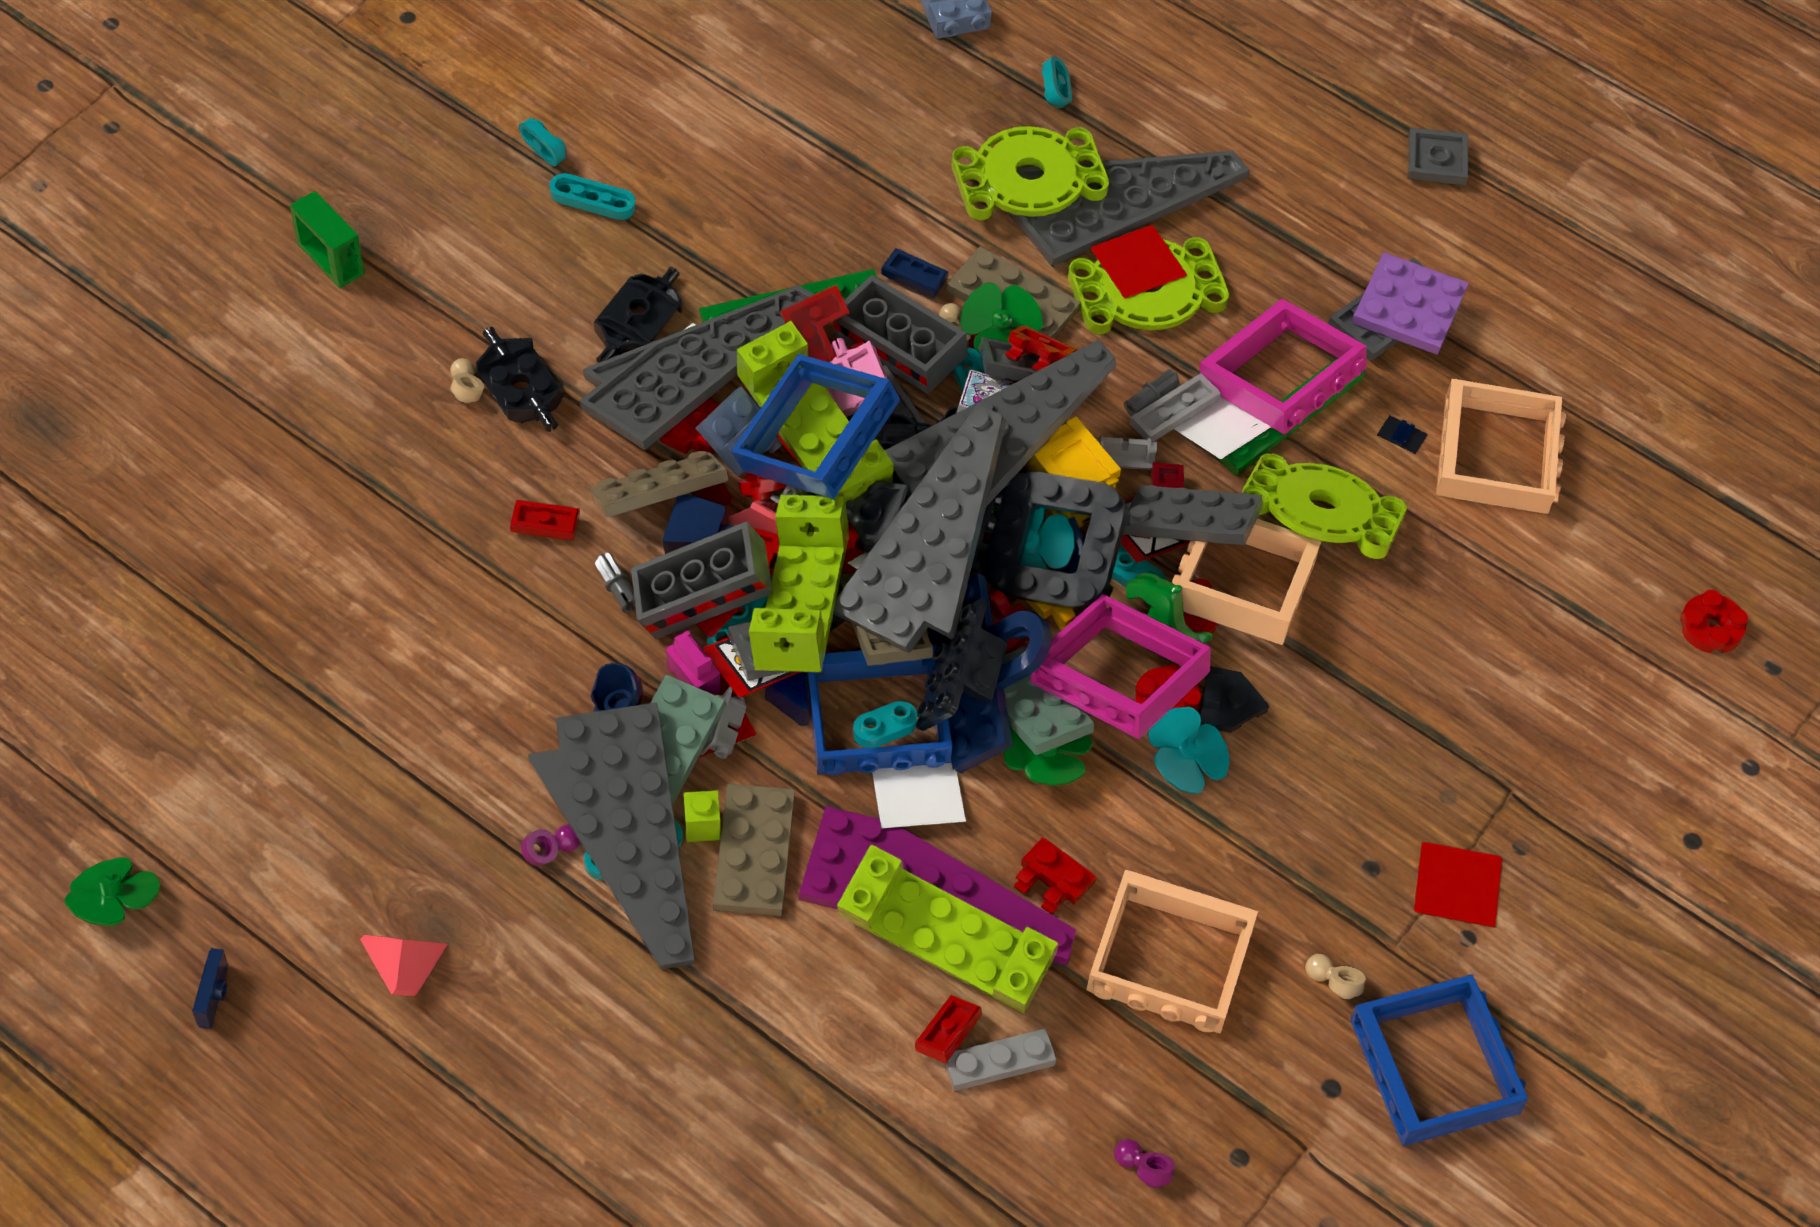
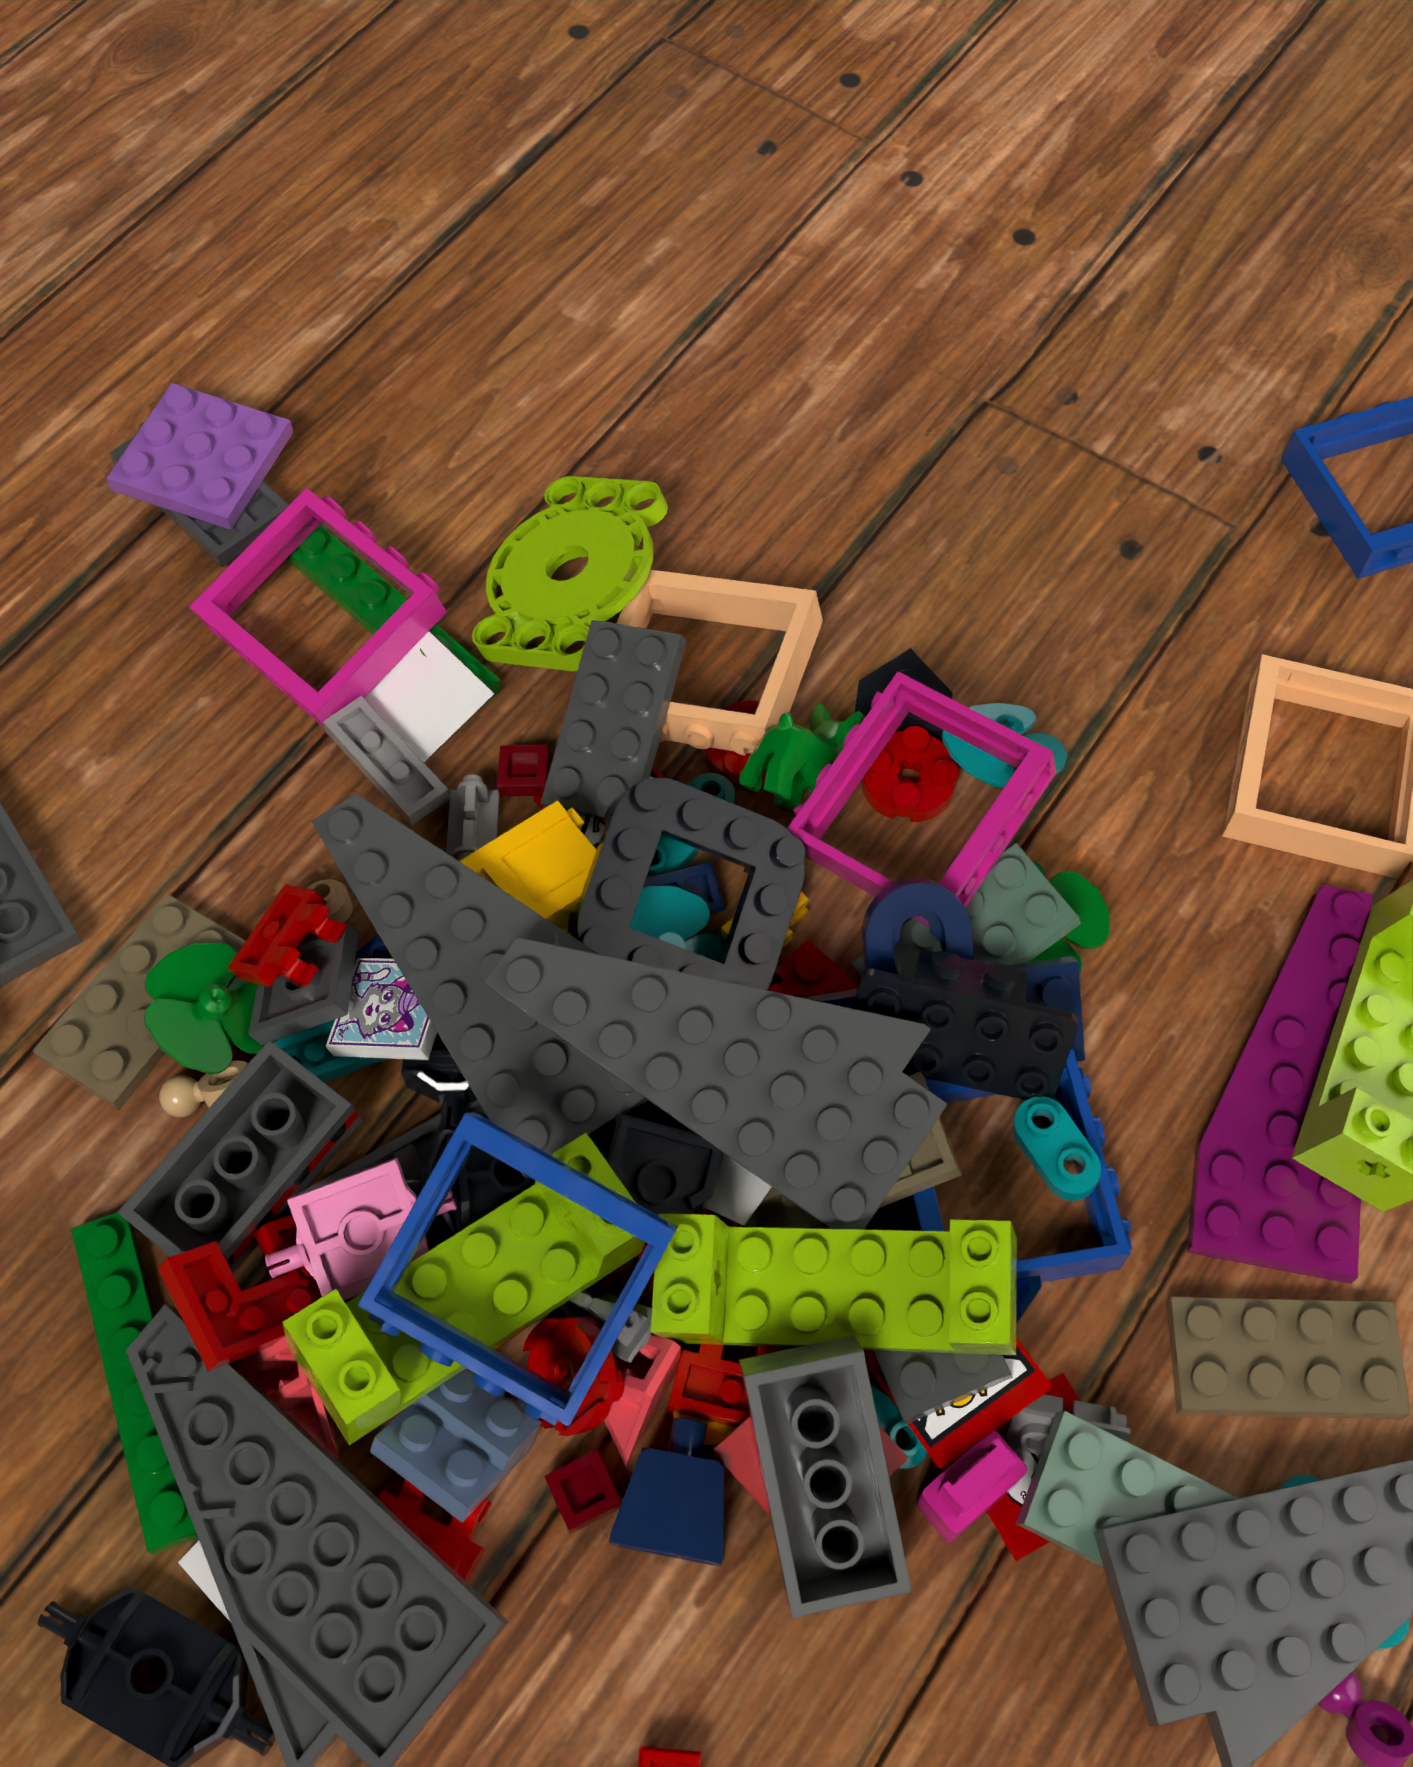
camera: 90 degrees left, 5 degrees up
(616, 581) = (794, 1653): dark grey axle -> none
(616, 687) = (1051, 1622): dark blue hair -> none
(658, 484) = (586, 1589): dark tan plate -> none
(702, 816) = (1262, 1443): lime brick -> none
(914, 273) = (84, 1158): dark blue plate -> none
(918, 796) = (1148, 1107): white sticker -> none
(1058, 871) = (1226, 912): red plate -> none
(1138, 261) = (89, 808): red sticker -> none
(1151, 310) = (162, 837): lime piece -> none
(1152, 392) = (348, 782): dark grey axle -> none
(1343, 980) = (1300, 603): tan plate -> none
(1402, 434) = (420, 490): black piece -> none
(1458, 884) = (1134, 460): red sticker -> none
(1507, 402) = (440, 425): light nougat window -> none
(1717, 607) = (718, 173): red plate -> none

